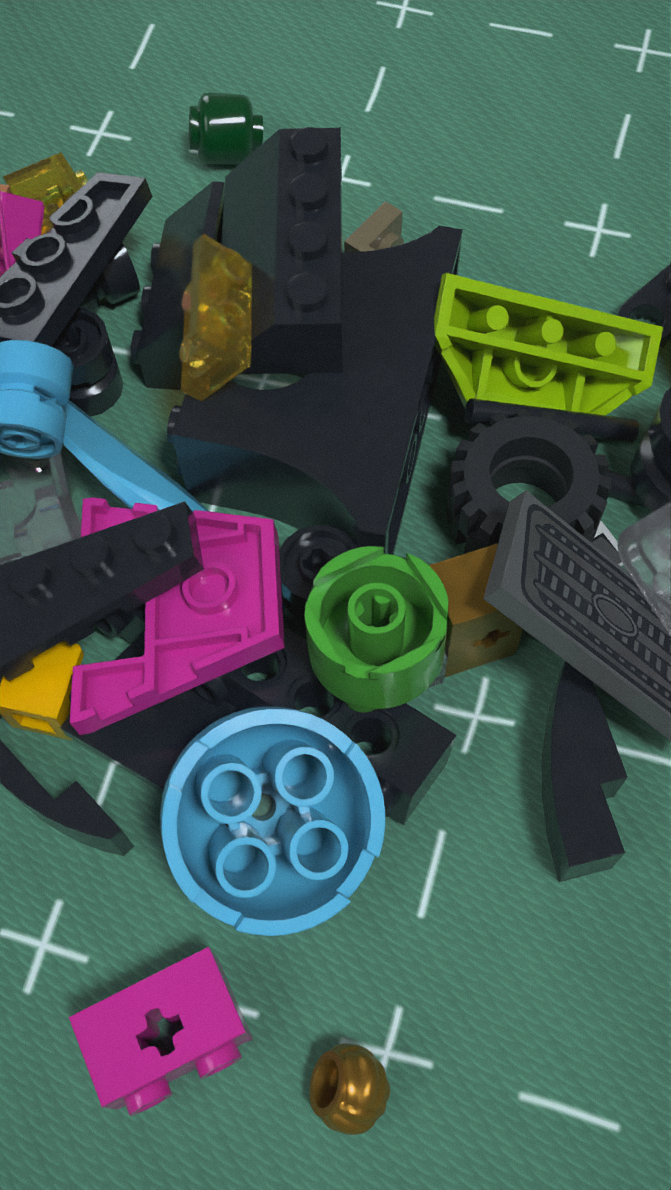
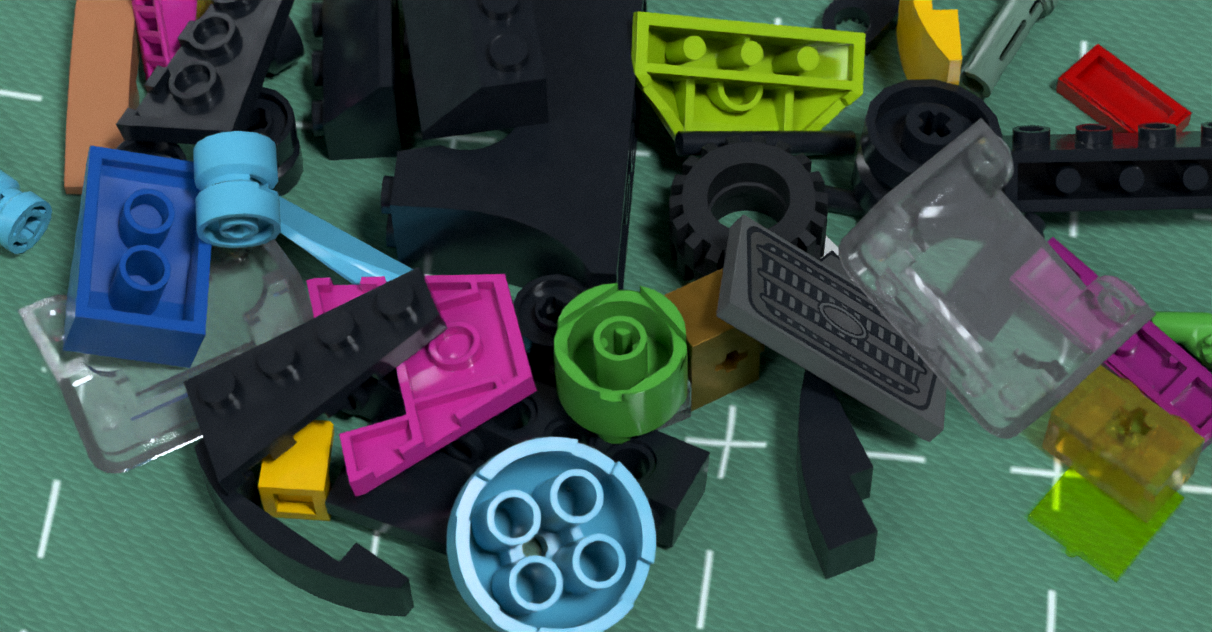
camera: 10 degrees left, 5 degrees down
(215, 319) = (418, 88): clear yellow bracket -> none

